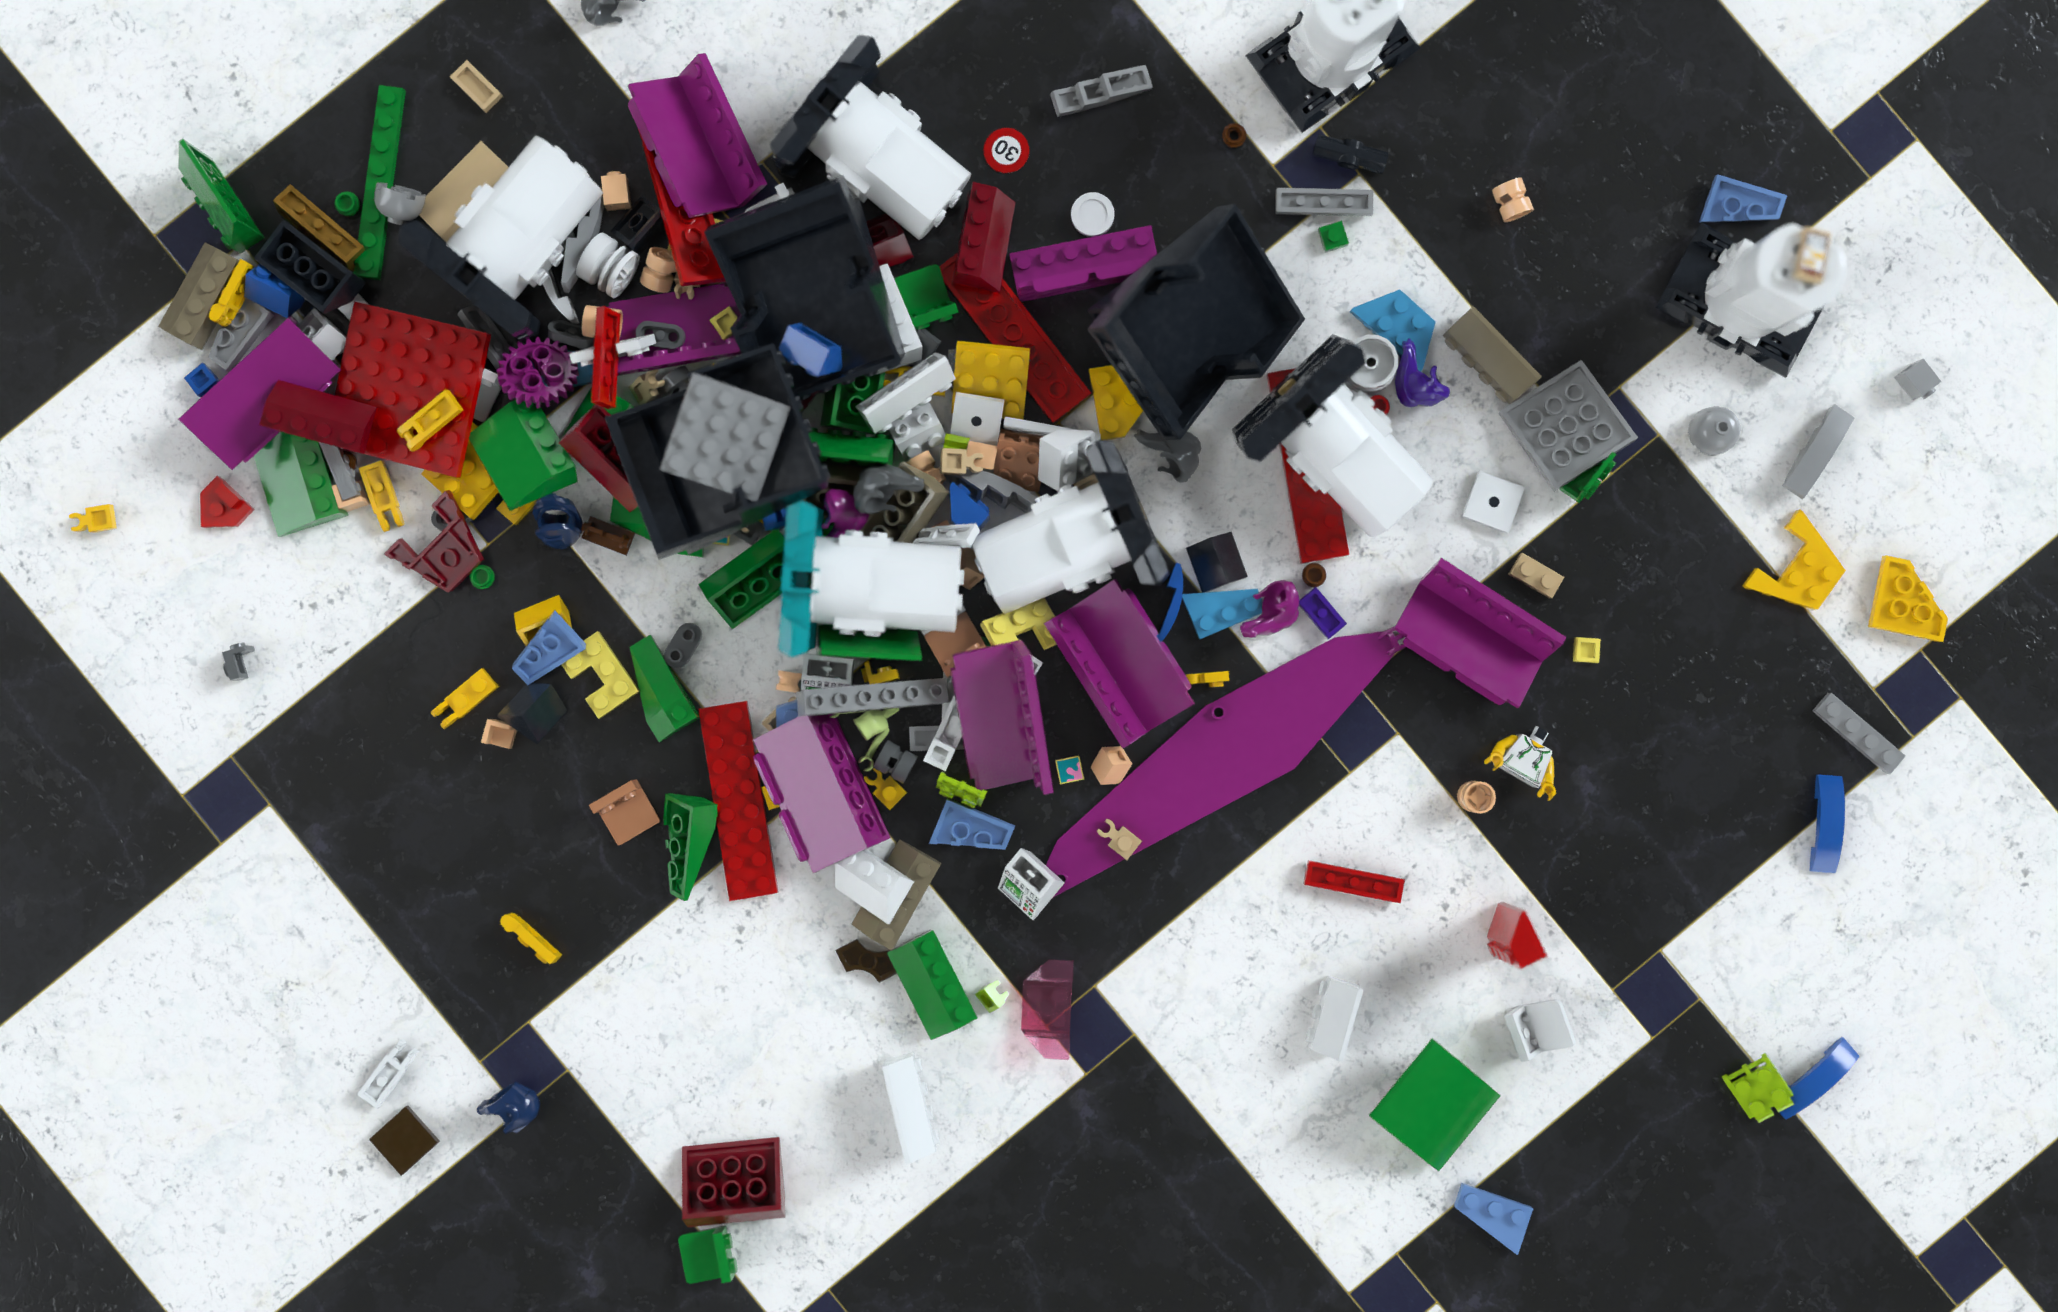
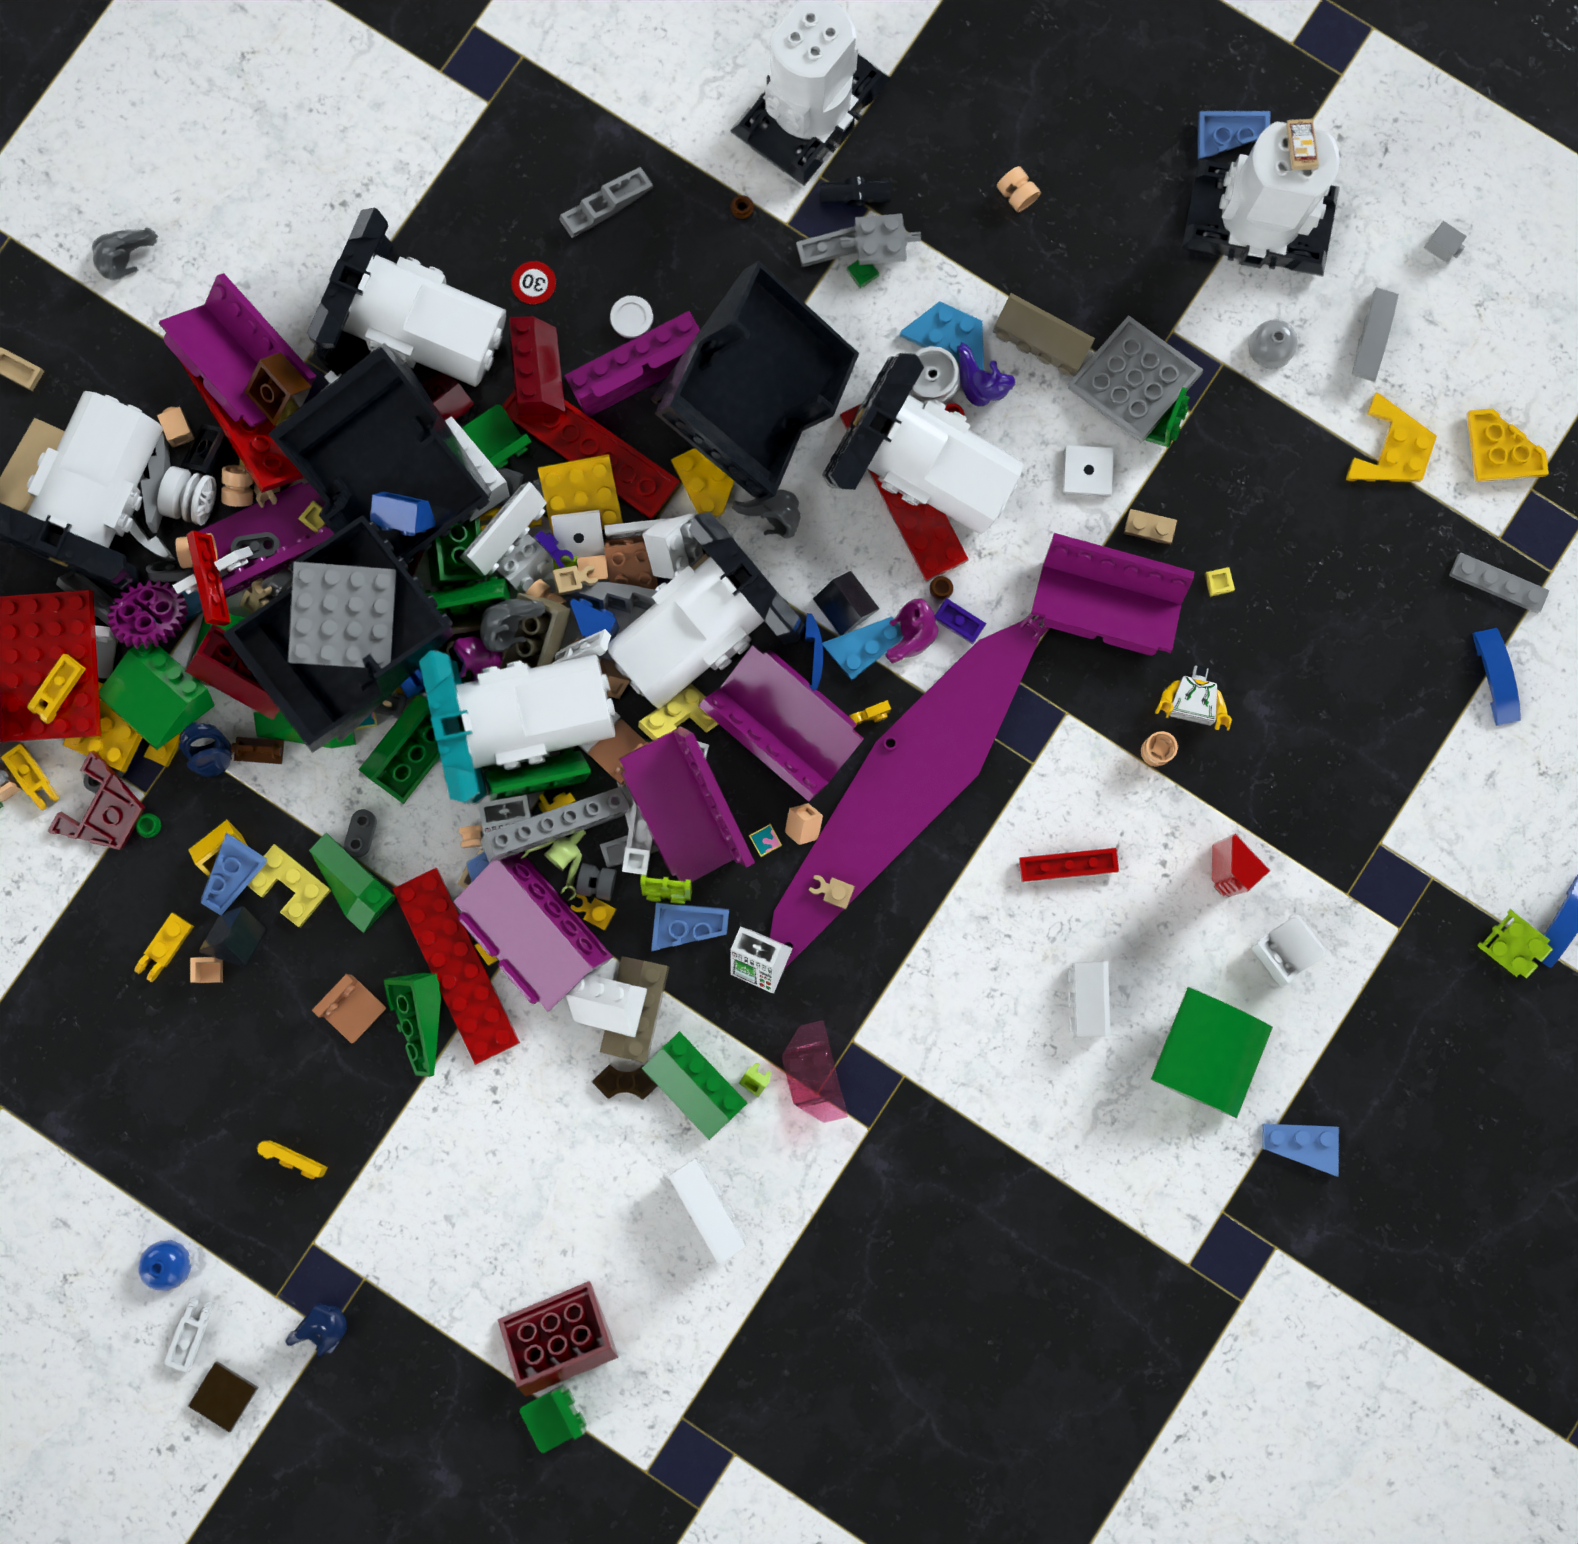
camera: 15 degrees left, 5 degrees down
(382, 1001) = (164, 1265): none -> blue cylinder
(725, 186) = (277, 388): none -> reddish brown brick
(946, 419) = (549, 543): none -> dark purple plate
(1361, 210) = (880, 239): none -> light grey plate

